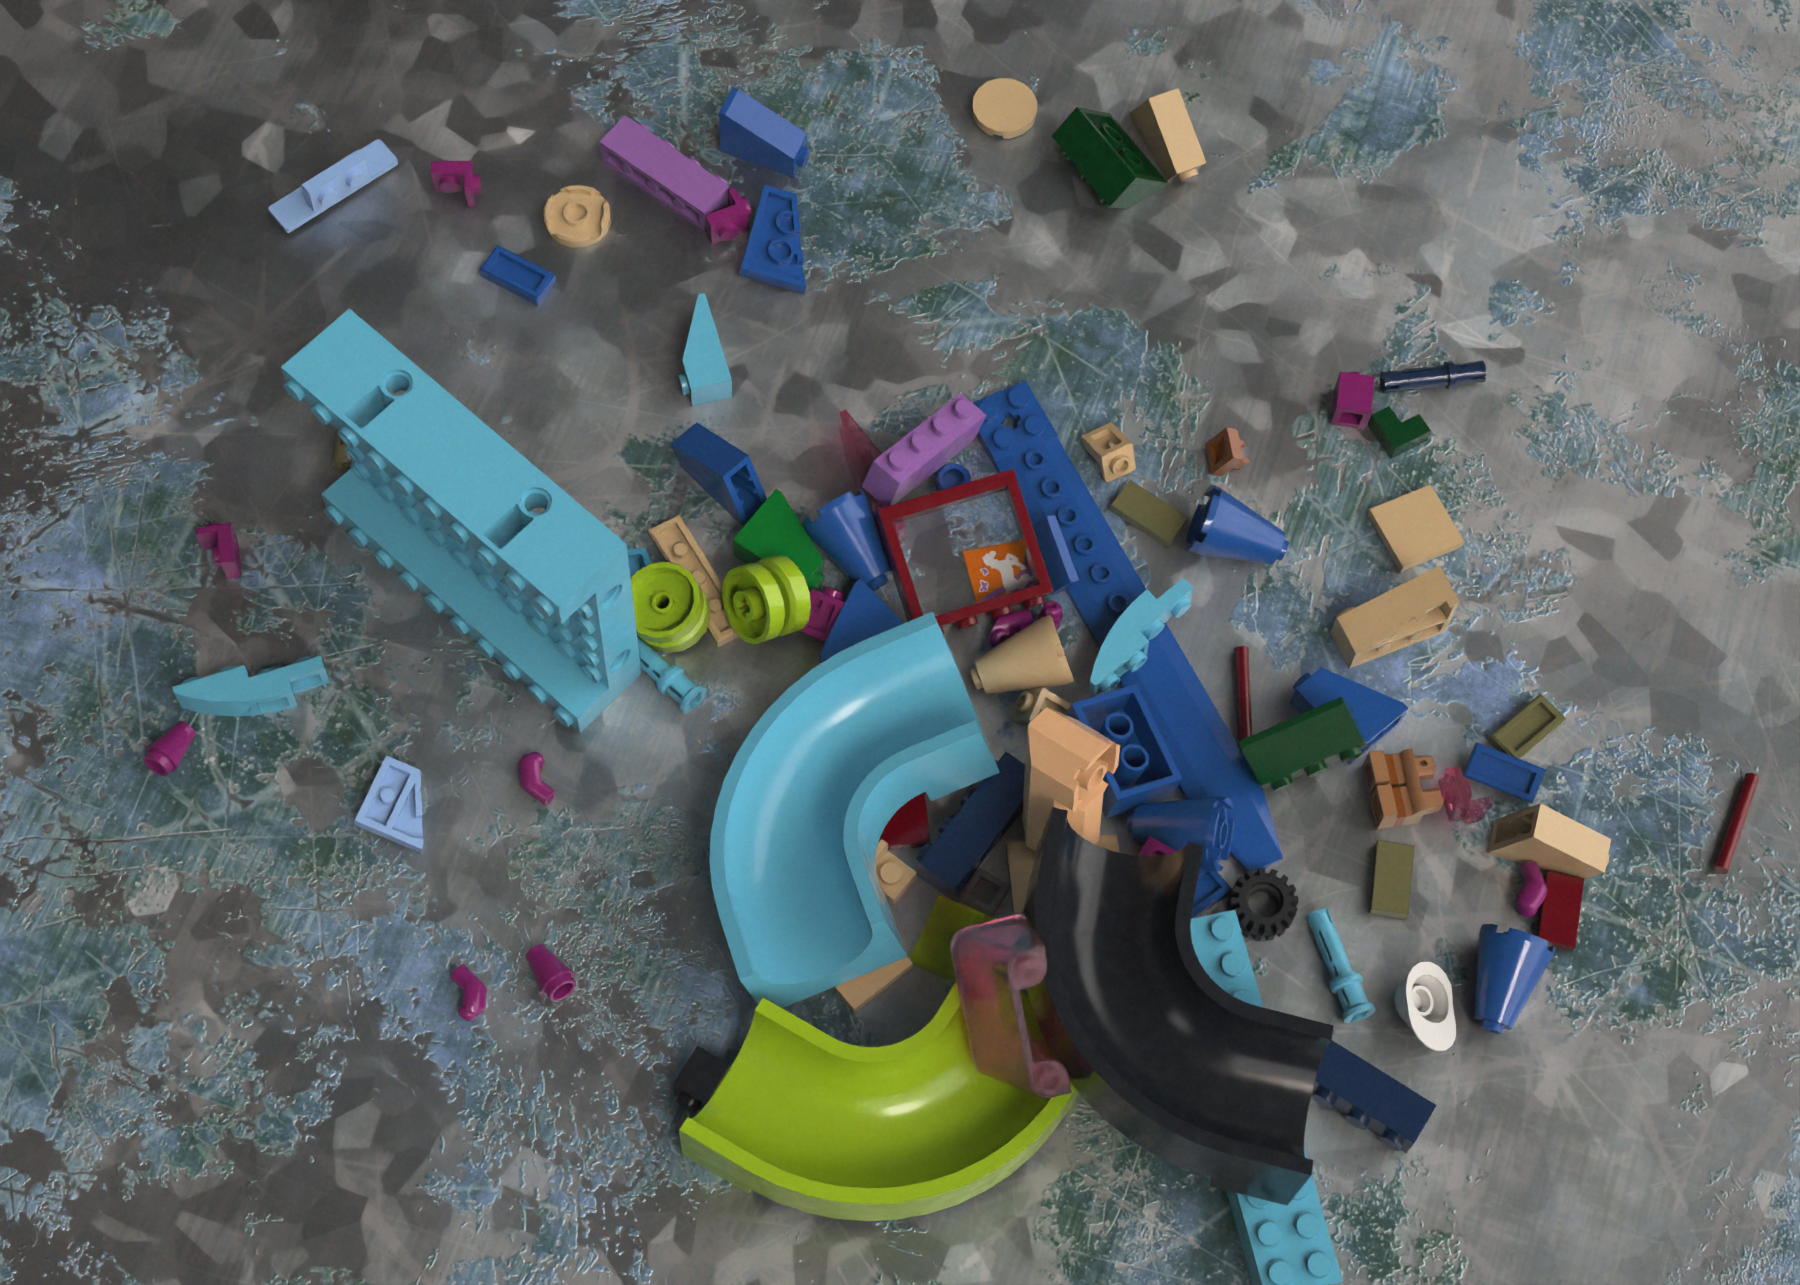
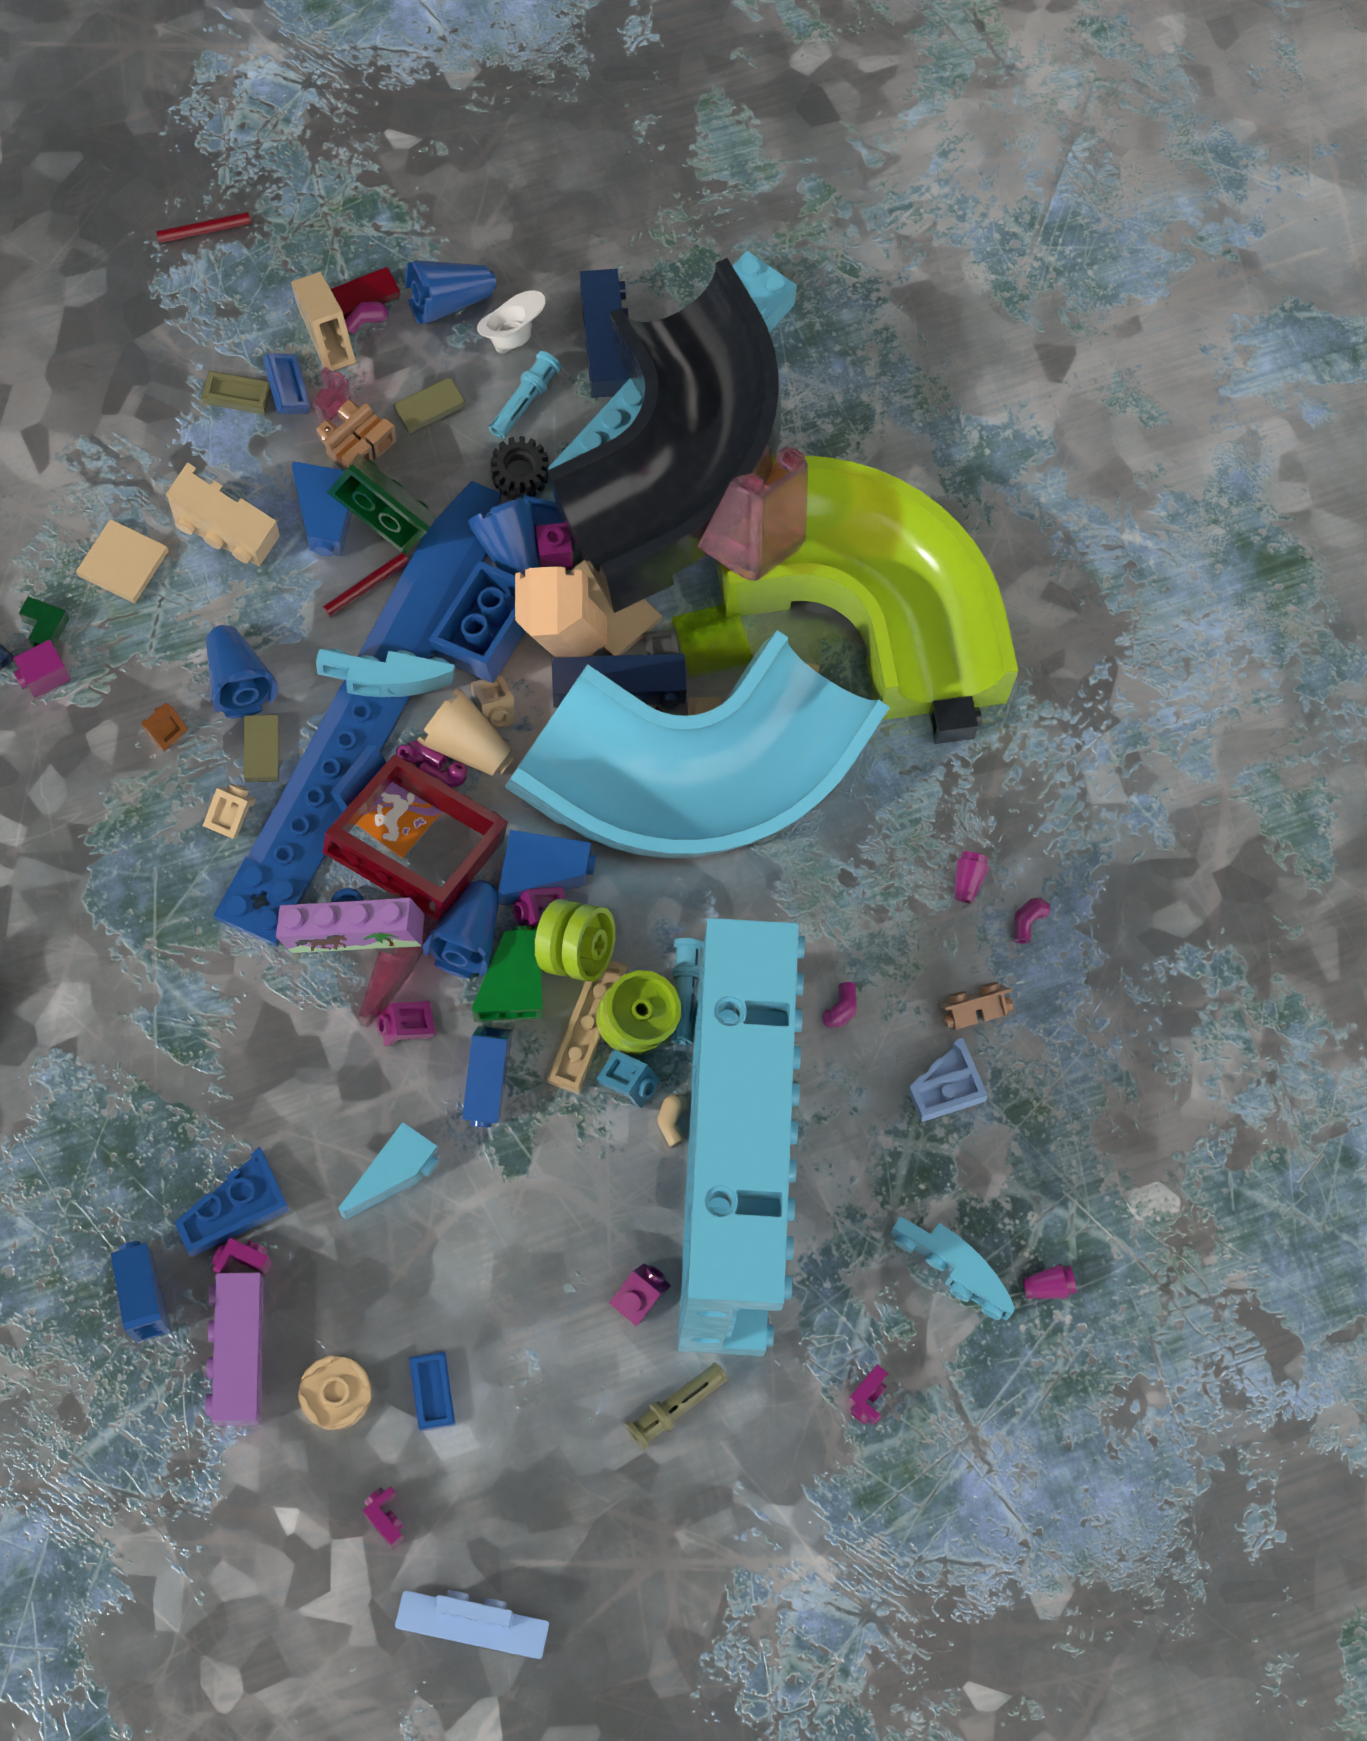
camera: 130 degrees left, 5 degrees up
(446, 870) = (989, 1001): none -> medium nougat hinge
(814, 449) = (406, 1022): none -> magenta bracket

